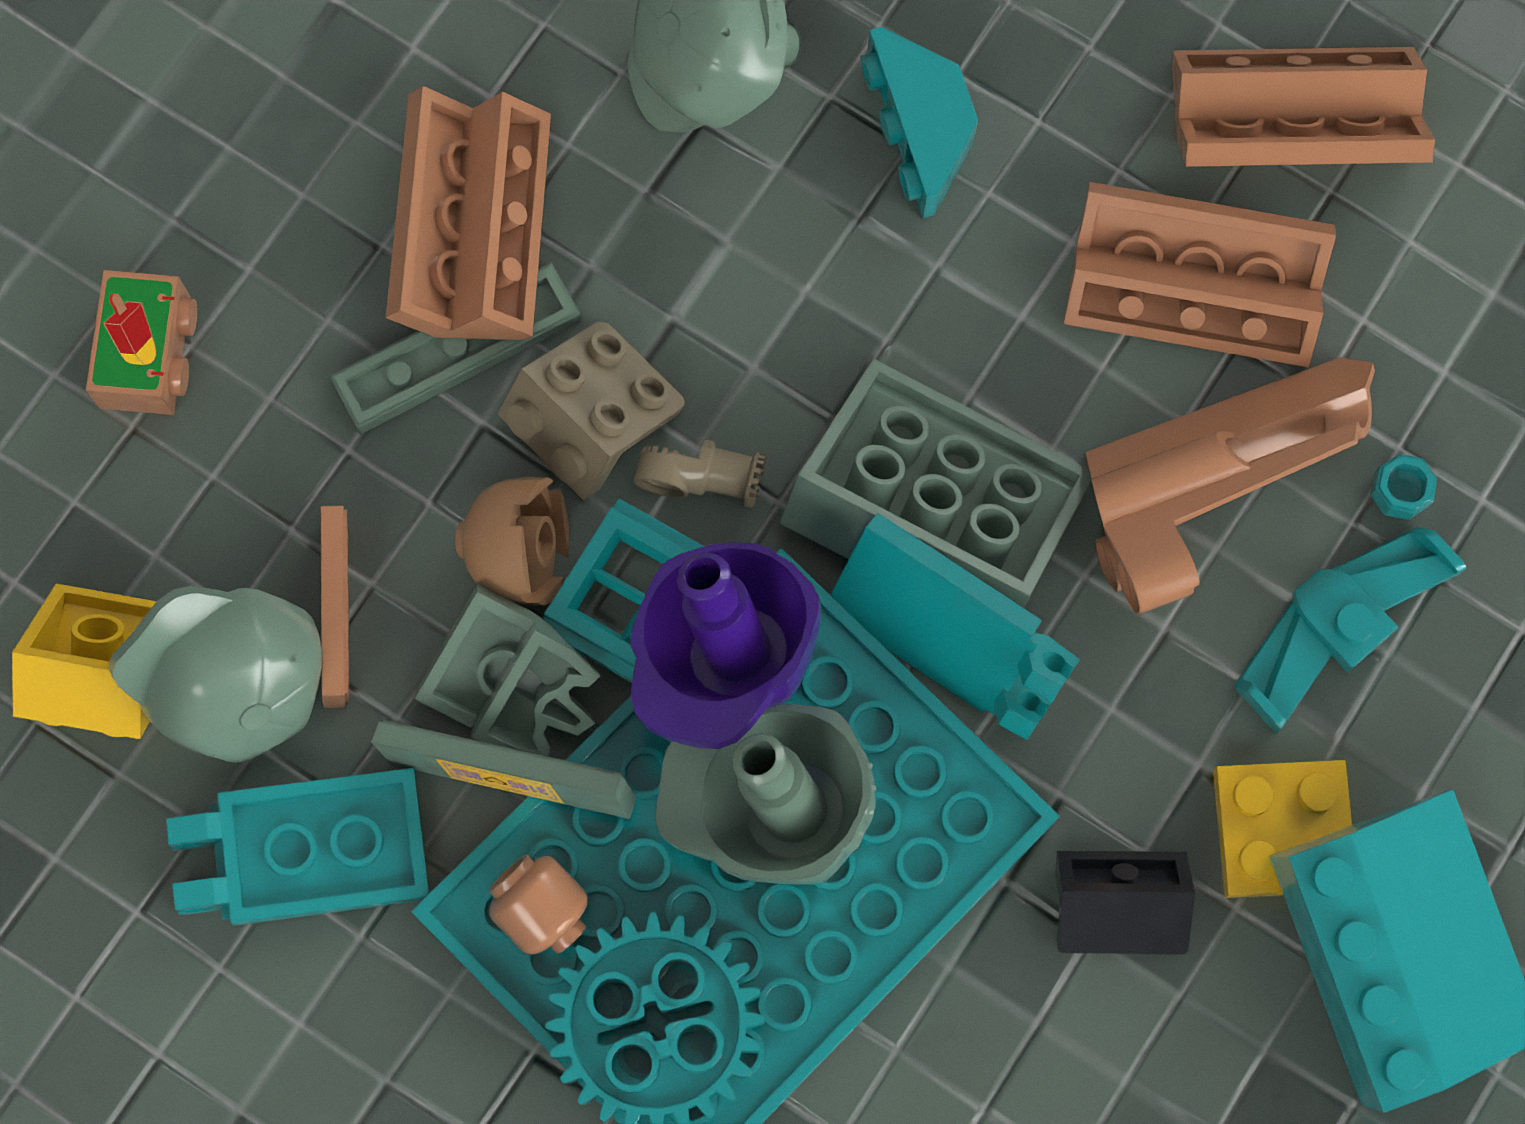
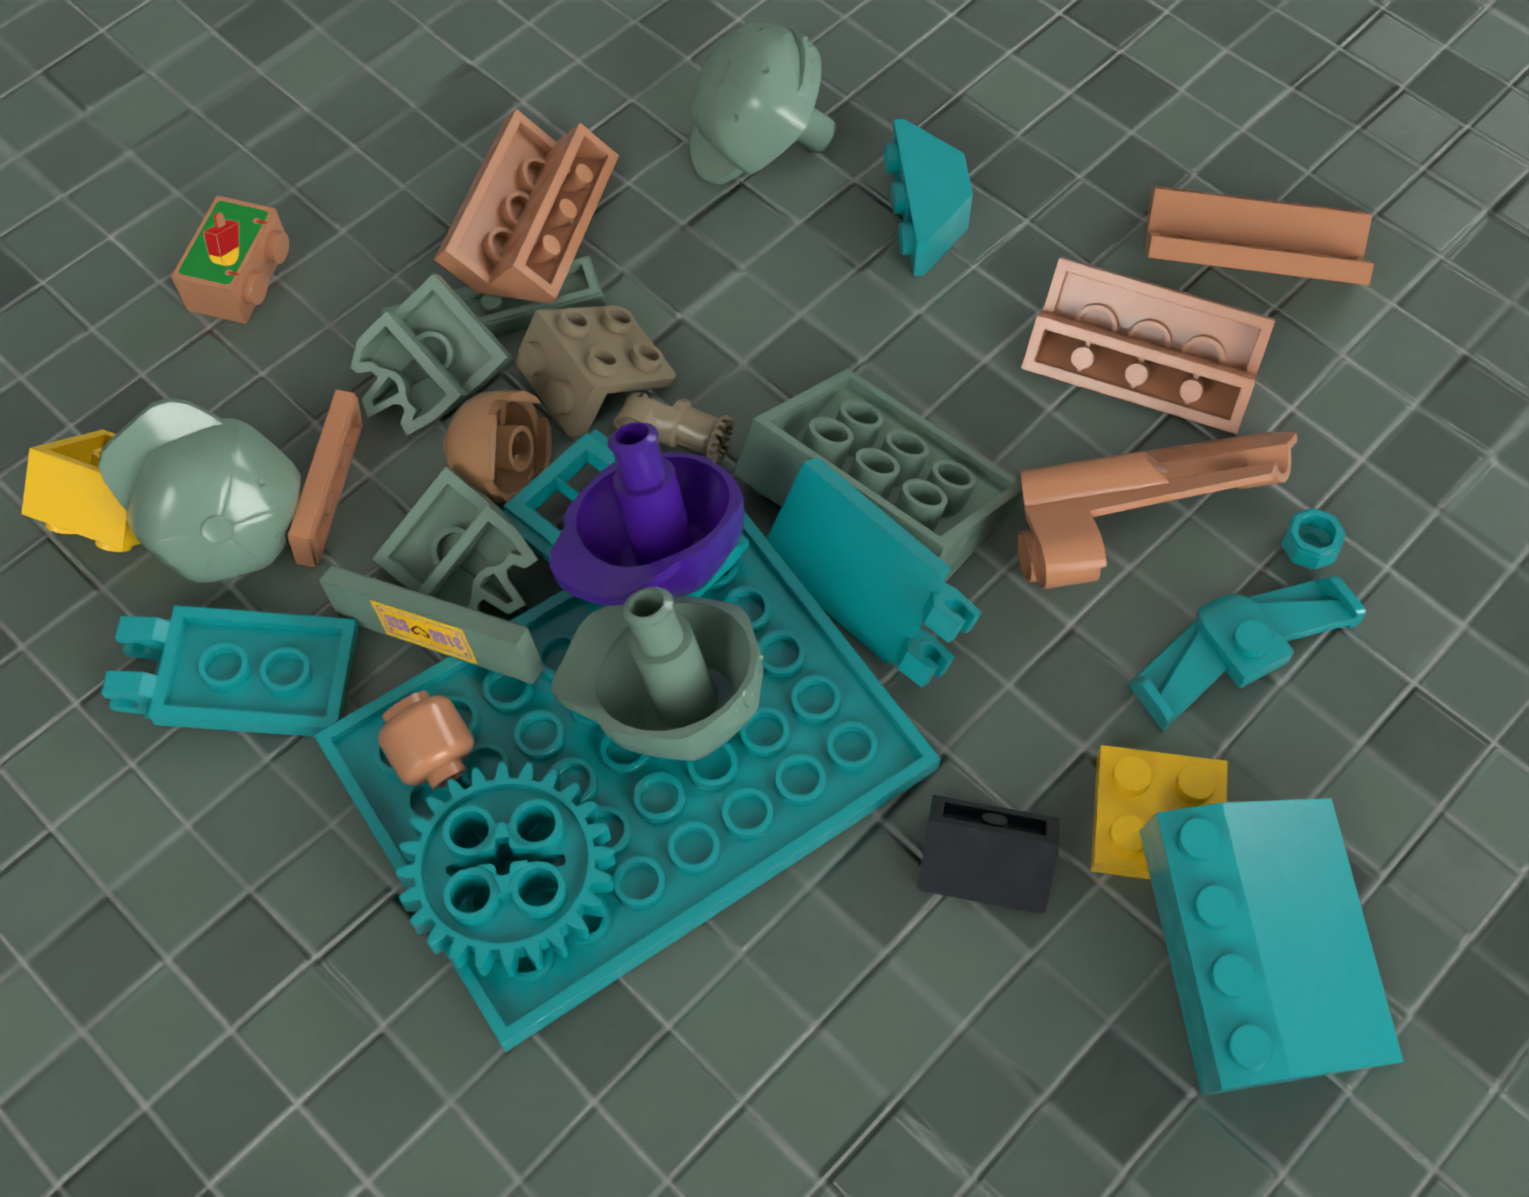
camera: 15 degrees right, 15 degrees down
(406, 436) = (427, 356): none -> sand green plate

